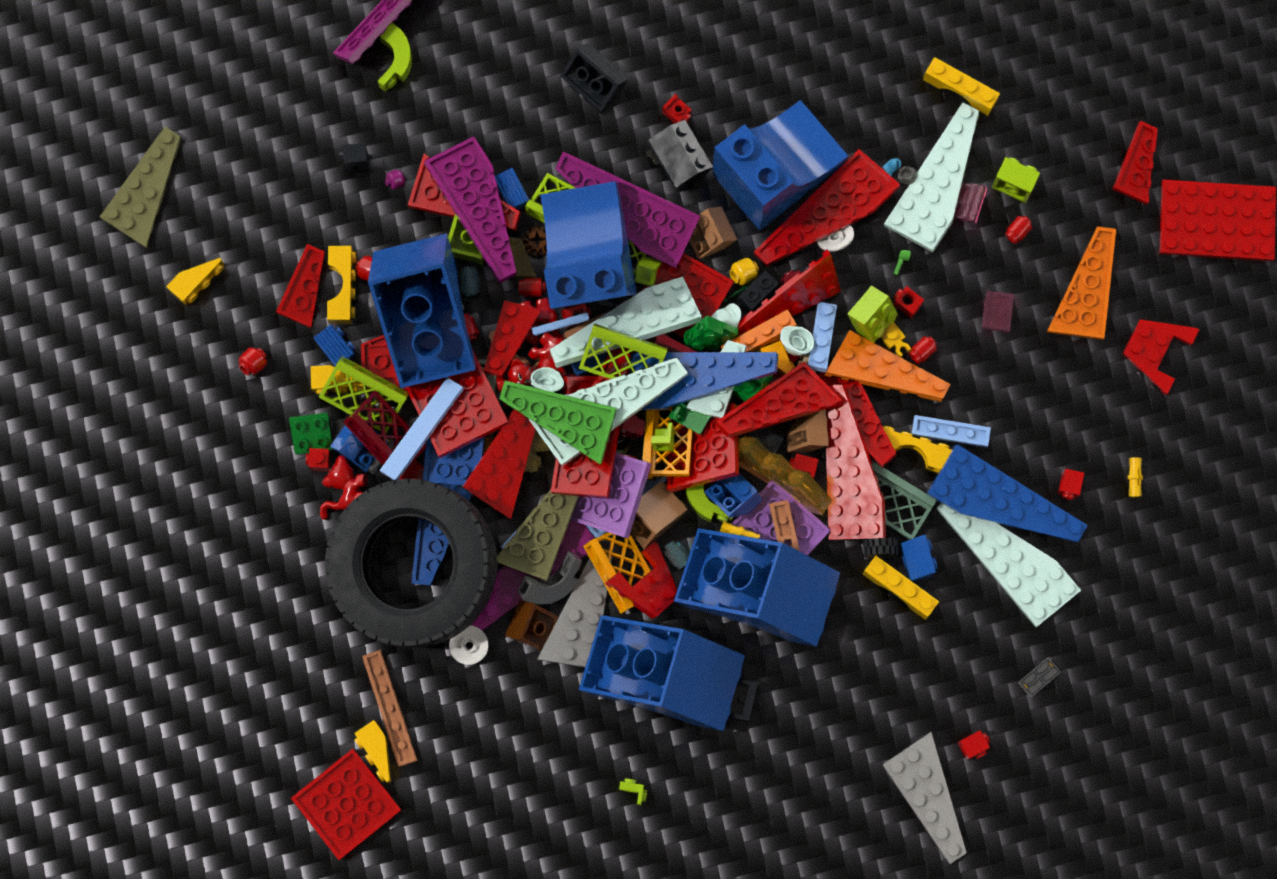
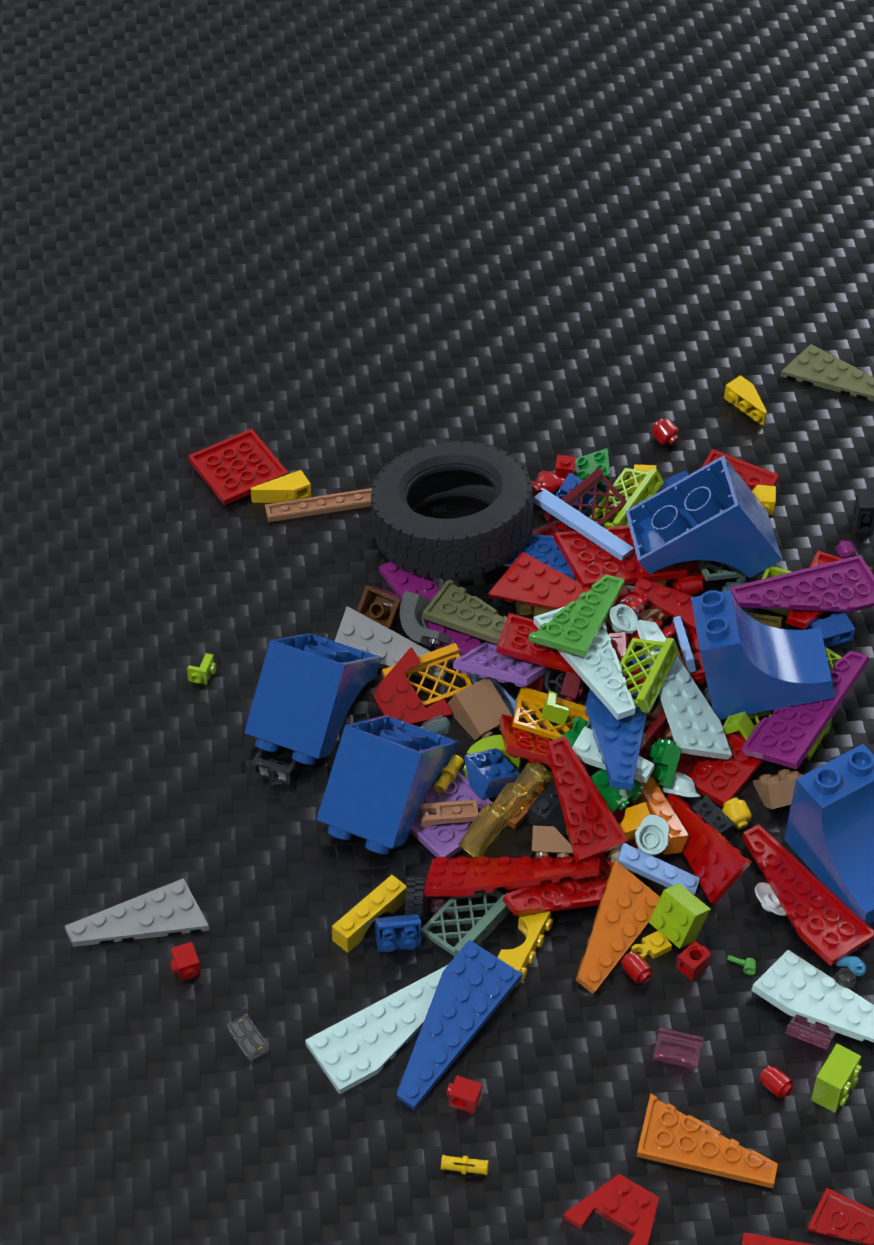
camera: 95 degrees right, 30 degrees down
(469, 656) = (369, 560): white dish -> none
(804, 464) = (515, 843): red brick -> none
(951, 431) = (540, 985): light blue plate -> none

